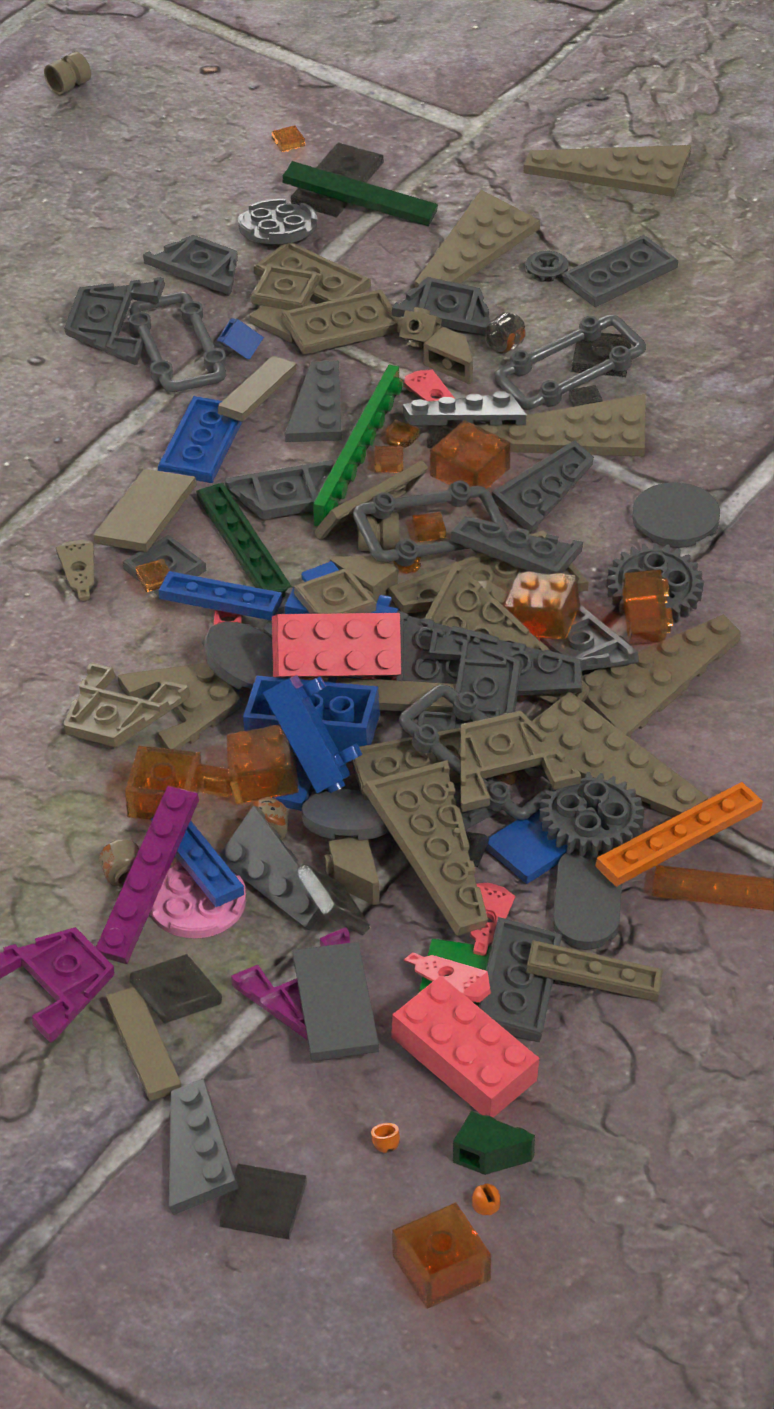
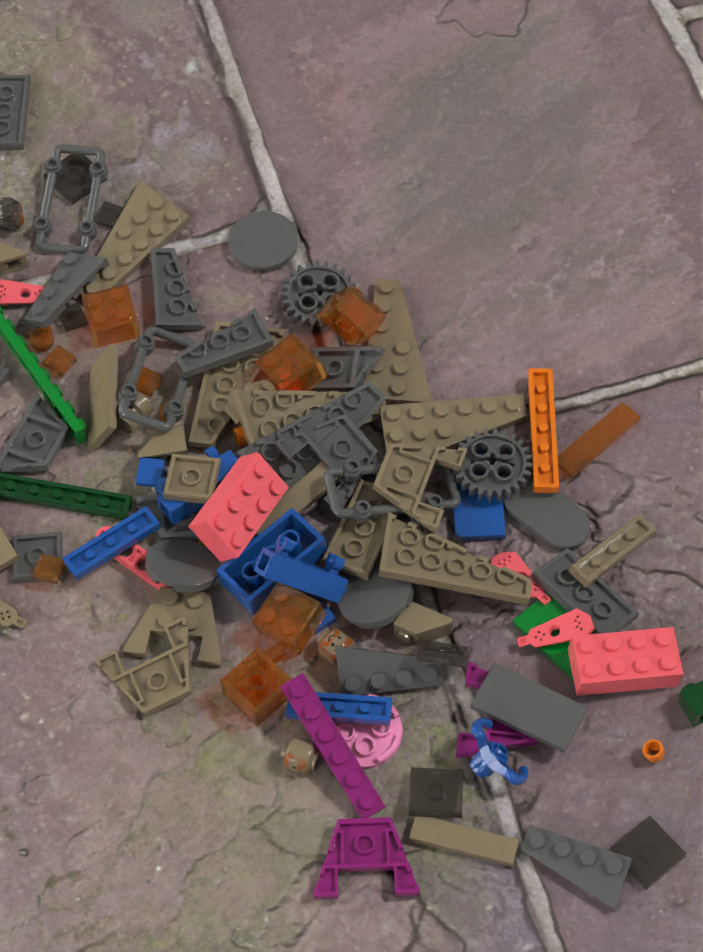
camera: 50 degrees left, 15 degrees up
(252, 1000) = (493, 756): none -> blue piece

